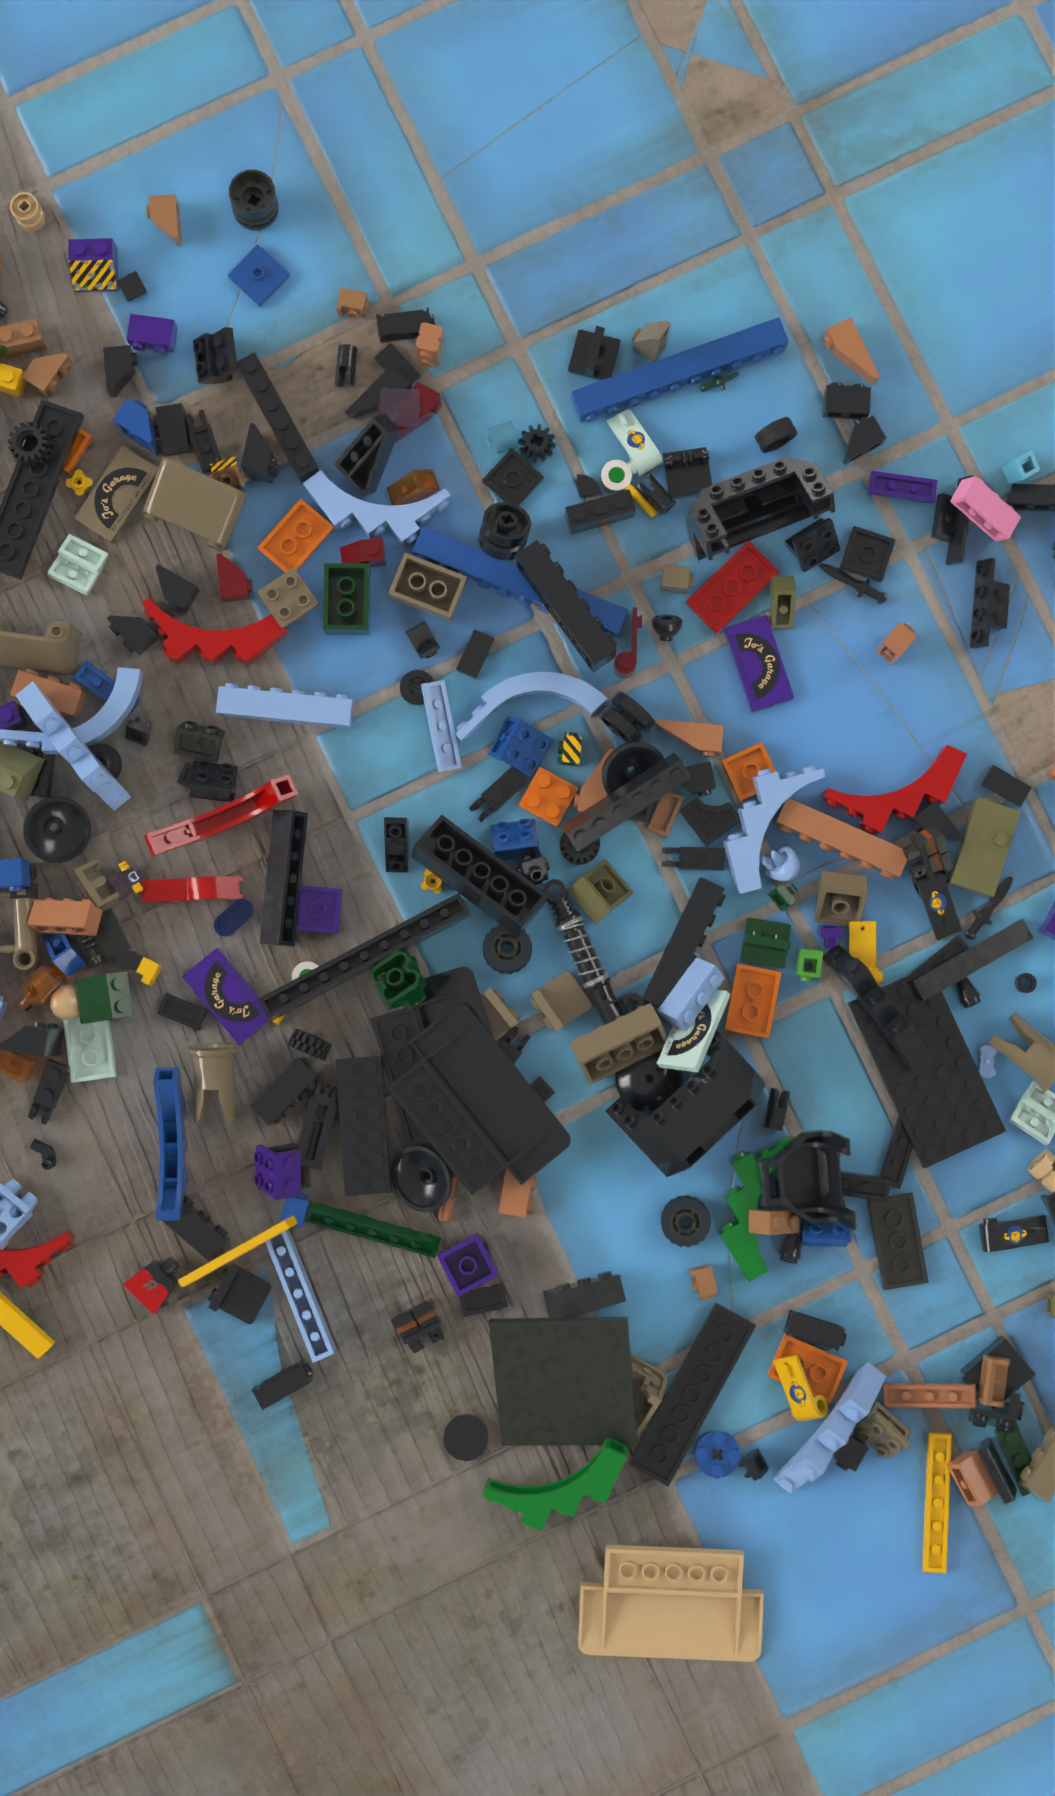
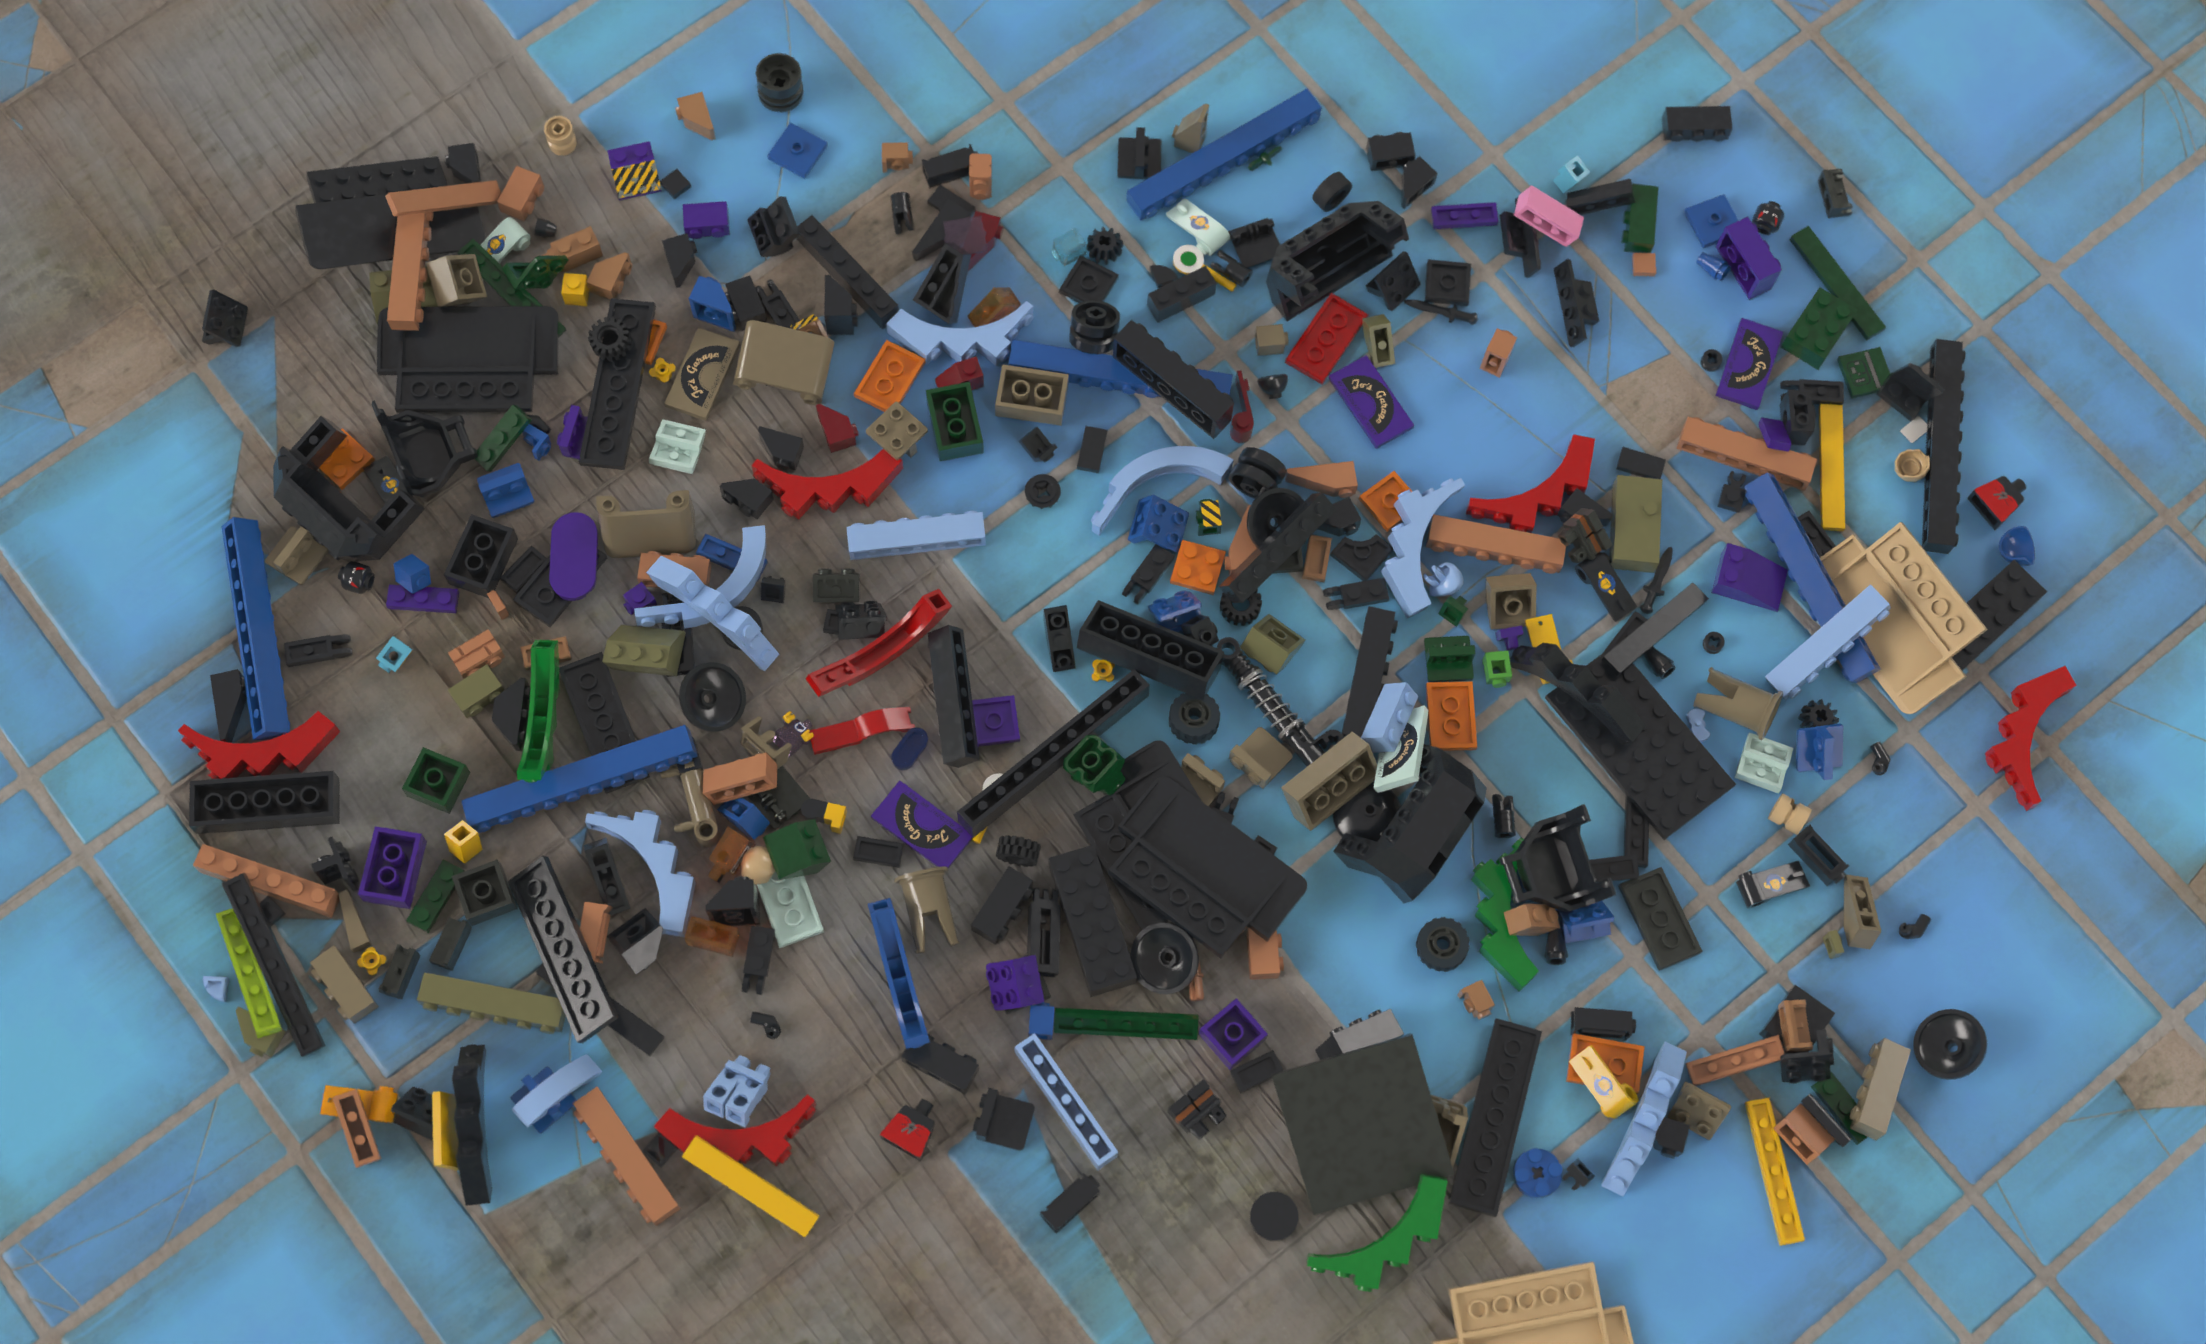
camera: 20 degrees left, 15 degrees down
(238, 1251) = (993, 1069): yellow tile -> none
(441, 726) = (1076, 520): light blue plate -> none
(849, 348) = (1381, 105): nougat slope -> none

